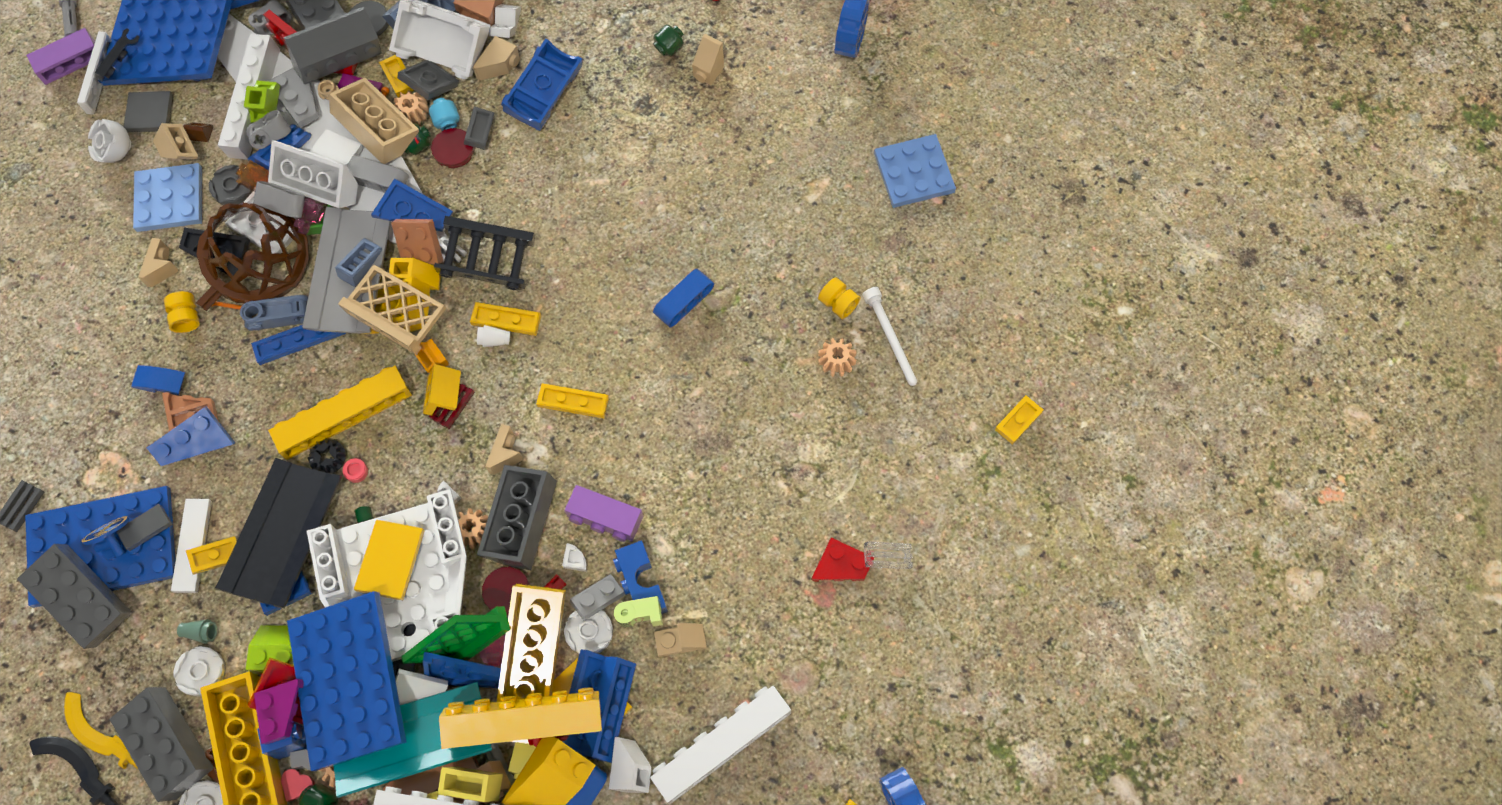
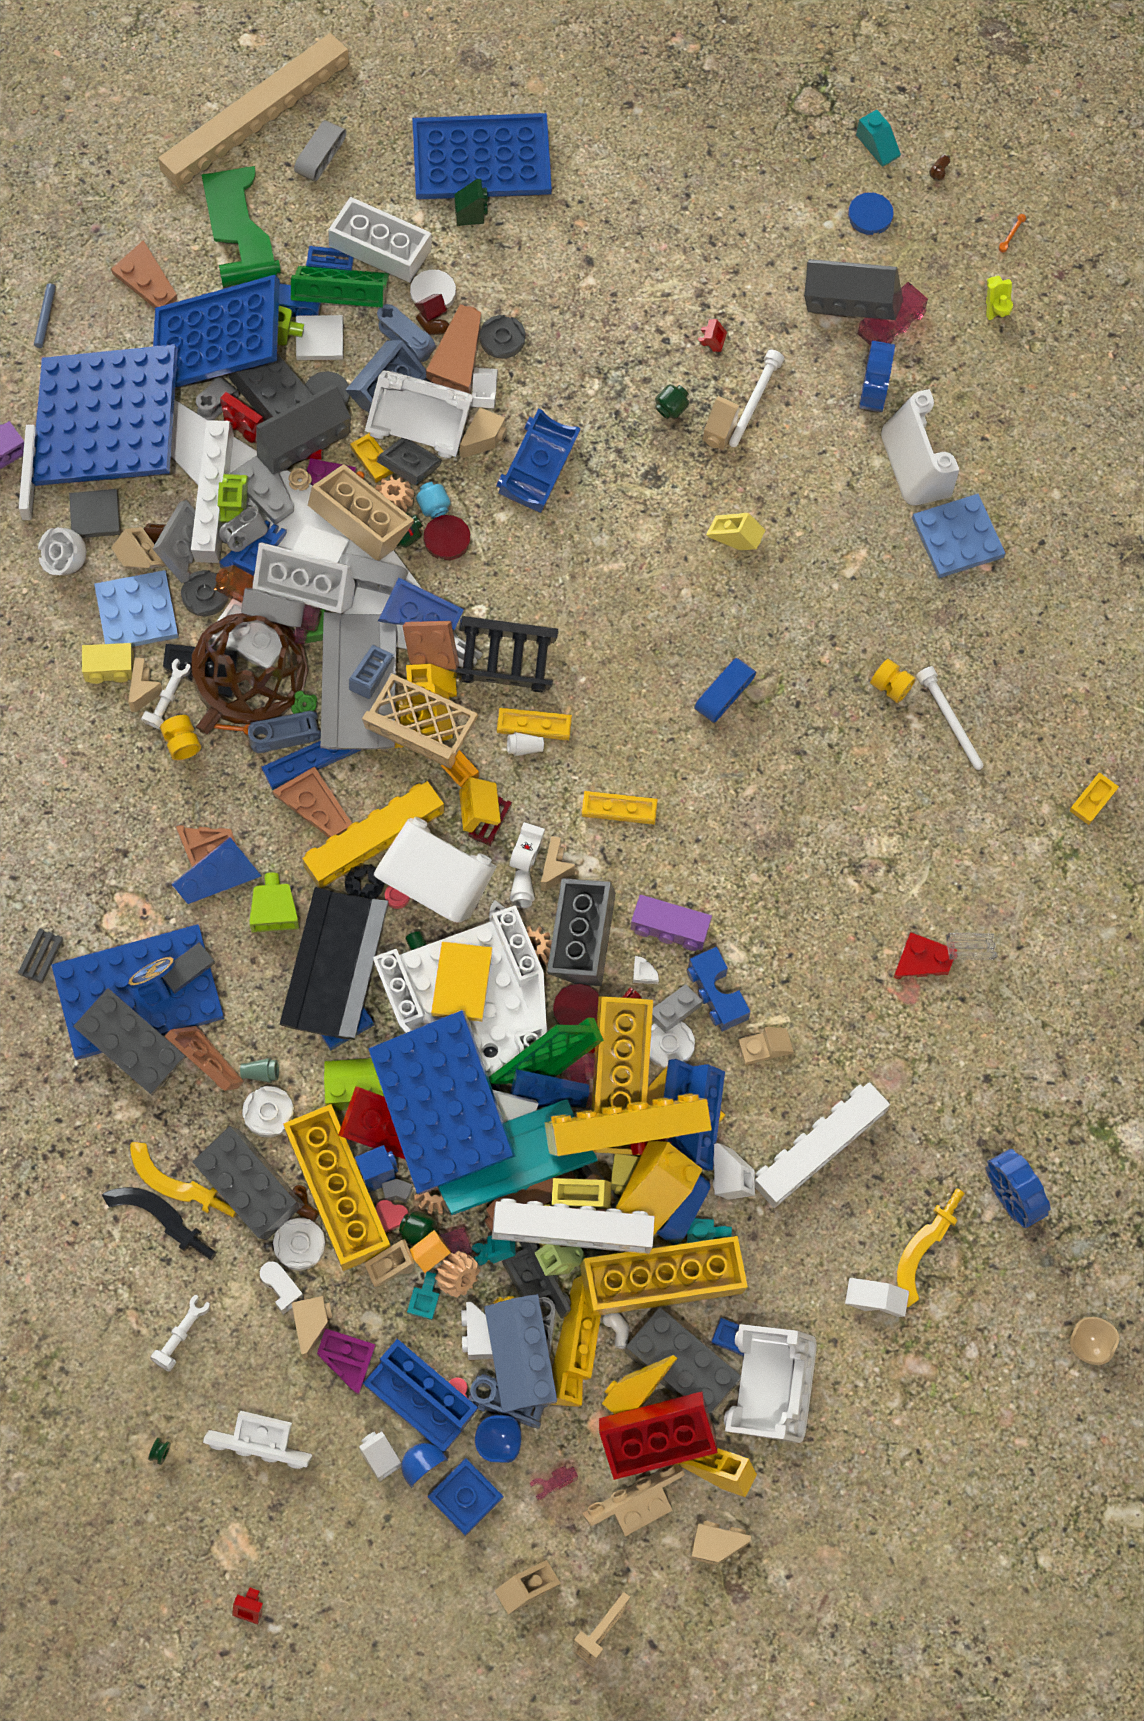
camera: 10 degrees left, 0 degrees up
(116, 54) = (55, 451): black plate -> none
(128, 240) = (107, 662): none -> light yellow piece
(145, 613) = (203, 1054): none -> nougat wing
(158, 379) = (166, 811): blue slope -> none
(177, 273) = (167, 696): none -> white piece
(192, 535) = (235, 984): white tile -> none
(205, 137) = (176, 540): none -> light grey wing
(210, 555) = (263, 992): yellow plate -> none
(236, 473) = (272, 906): none -> lime torso
(276, 710) = (375, 1136): magenta wing -> none
(293, 378) = (314, 802): none -> nougat wing
(297, 282) = (300, 697): none -> bright green plate
(385, 453) = (435, 872): none -> white windscreen
(470, 473) = (522, 890): none -> white cone
(478, 434) = (527, 847): none -> white leg
(479, 128) = (474, 513): dark grey tile -> none
(639, 610) = (724, 1017): yellowish green leg -> none
(712, 155) = (737, 531): none -> light yellow slope
(763, 10) = (773, 360): none -> white piece
(837, 349) = (900, 736): light nougat gear -> none
(884, 112) = (919, 471): none -> white windscreen

